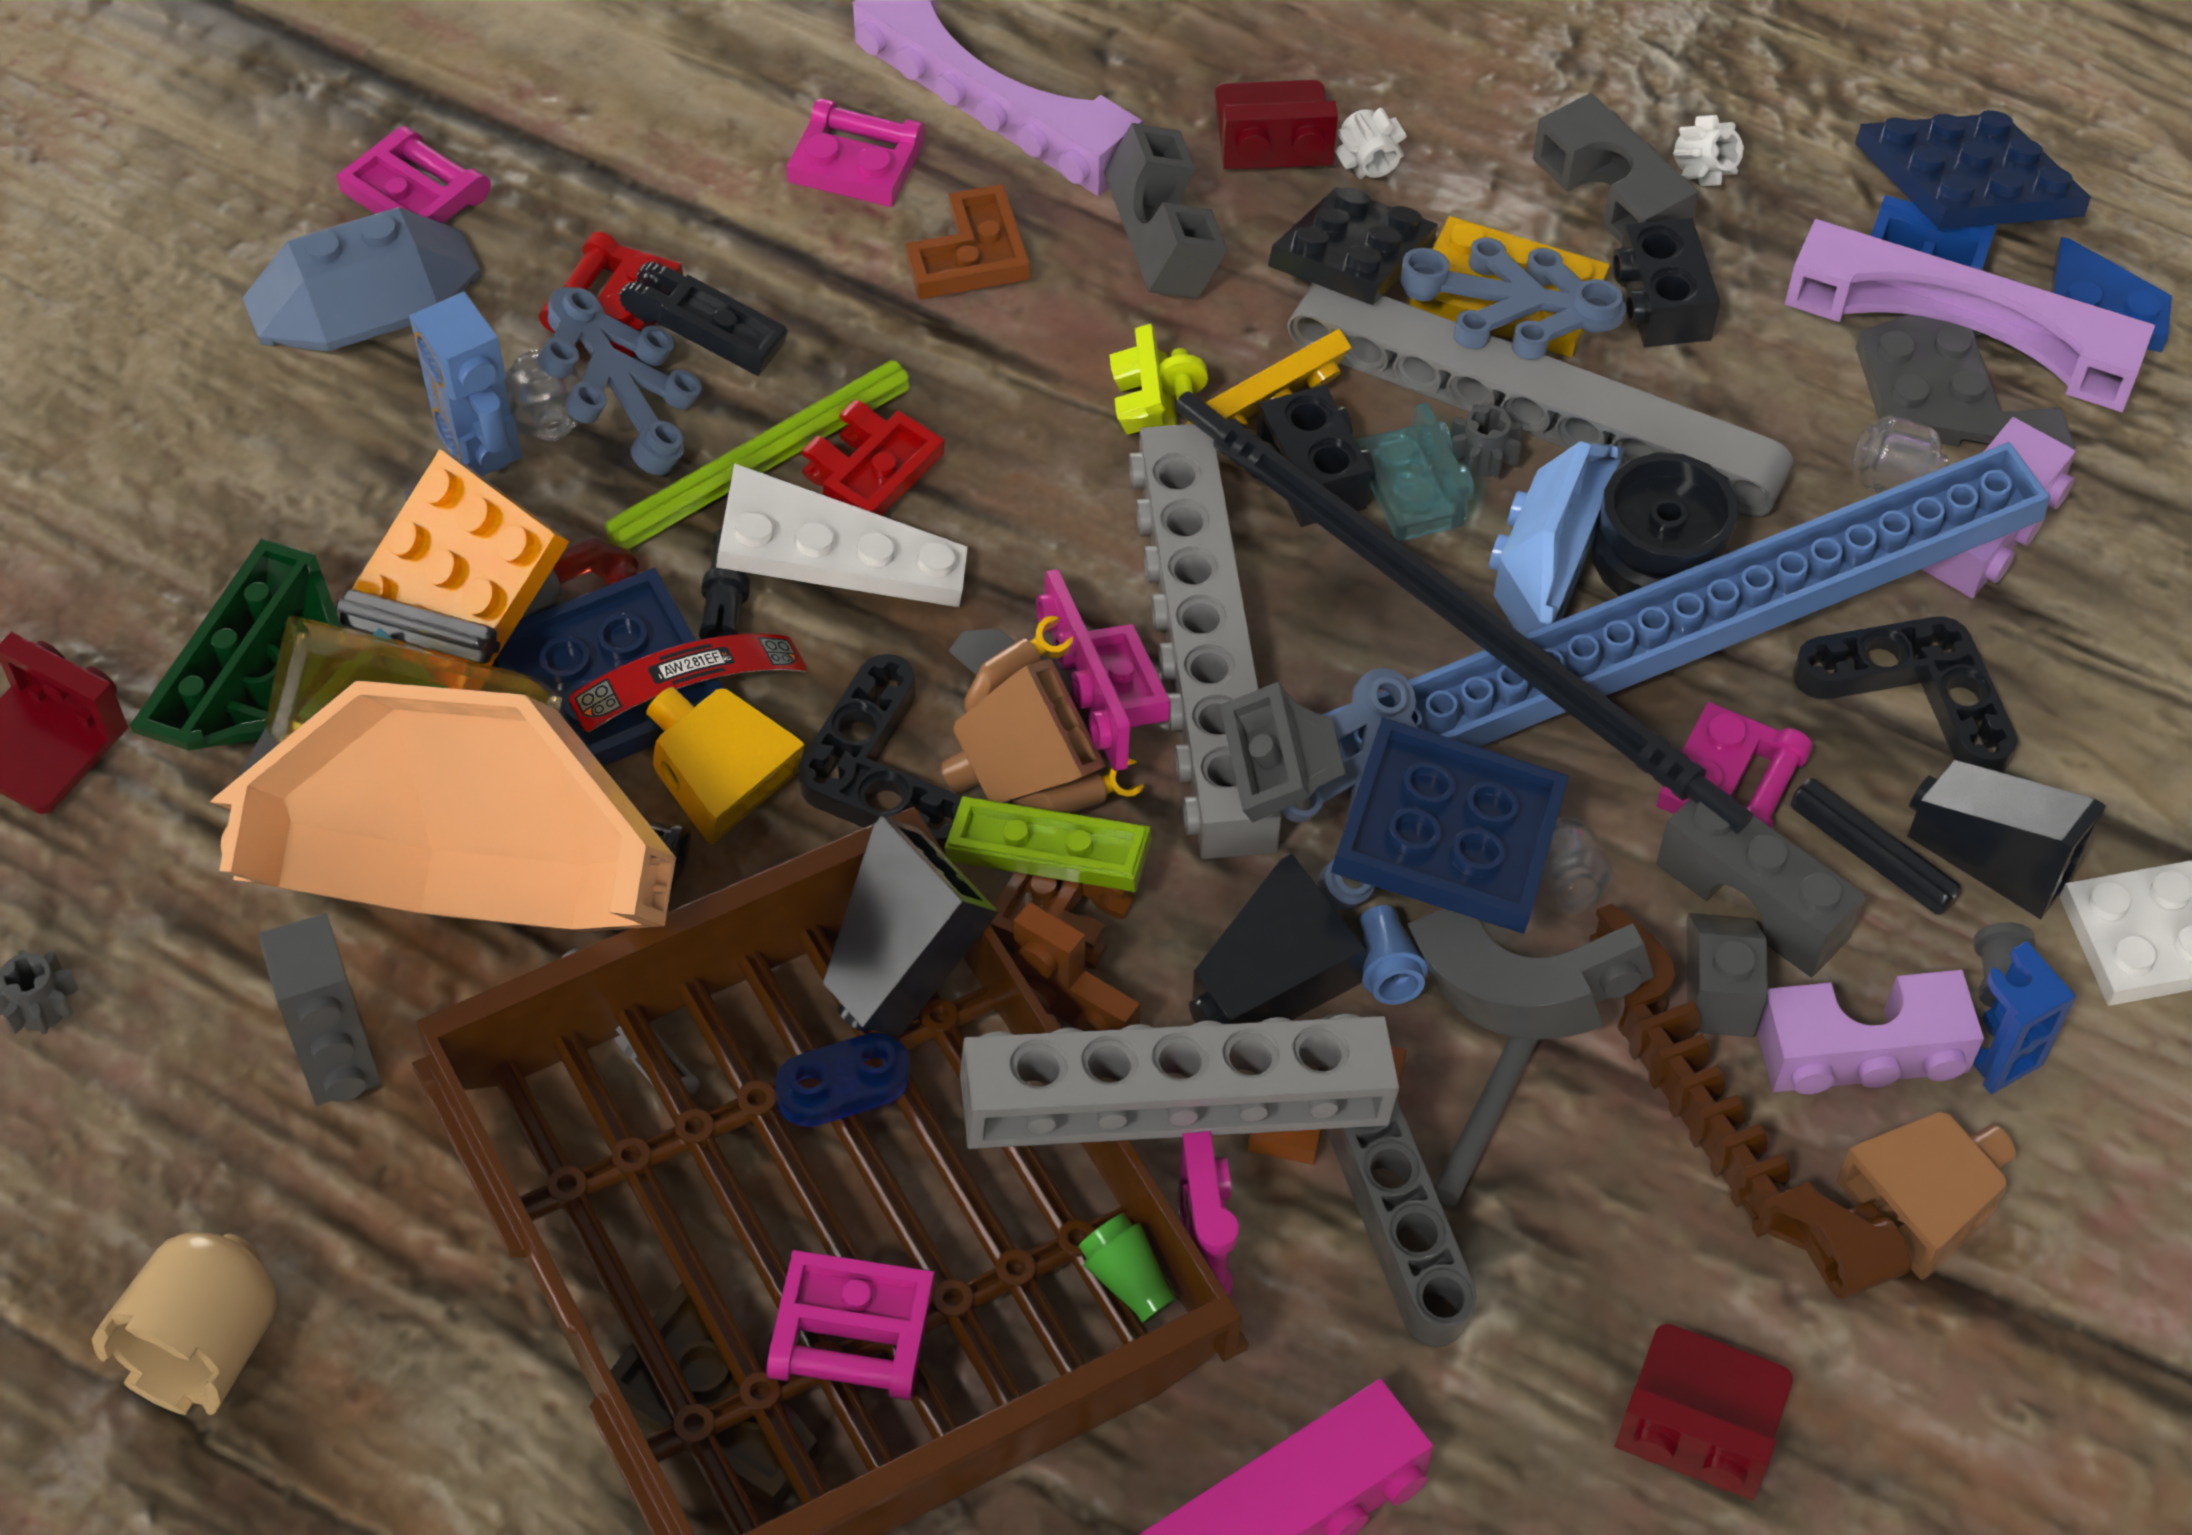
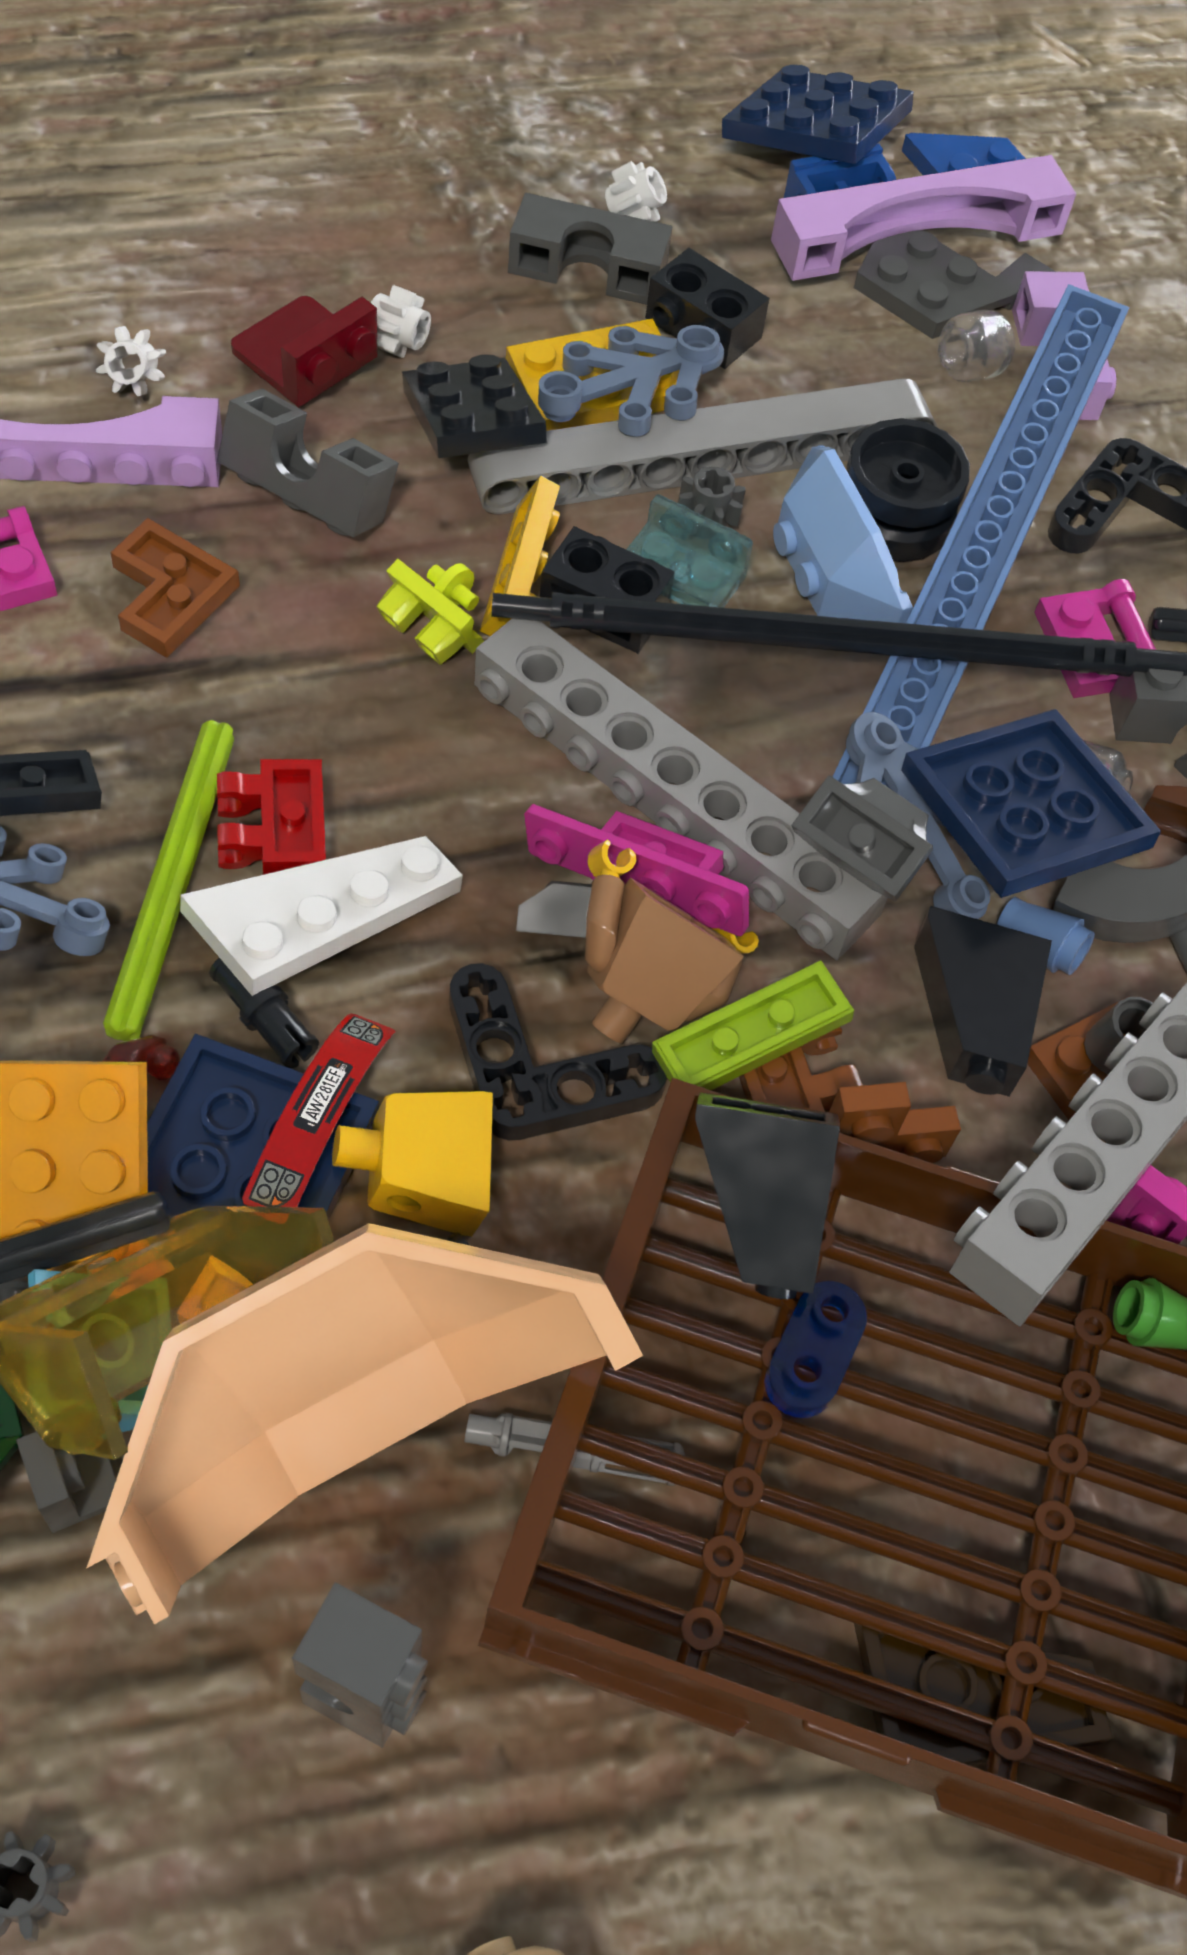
camera: 50 degrees left, 5 degrees up
(857, 1303) = (1029, 1525): dark pink plate -> none
(1116, 56) = (125, 346): none -> white gear

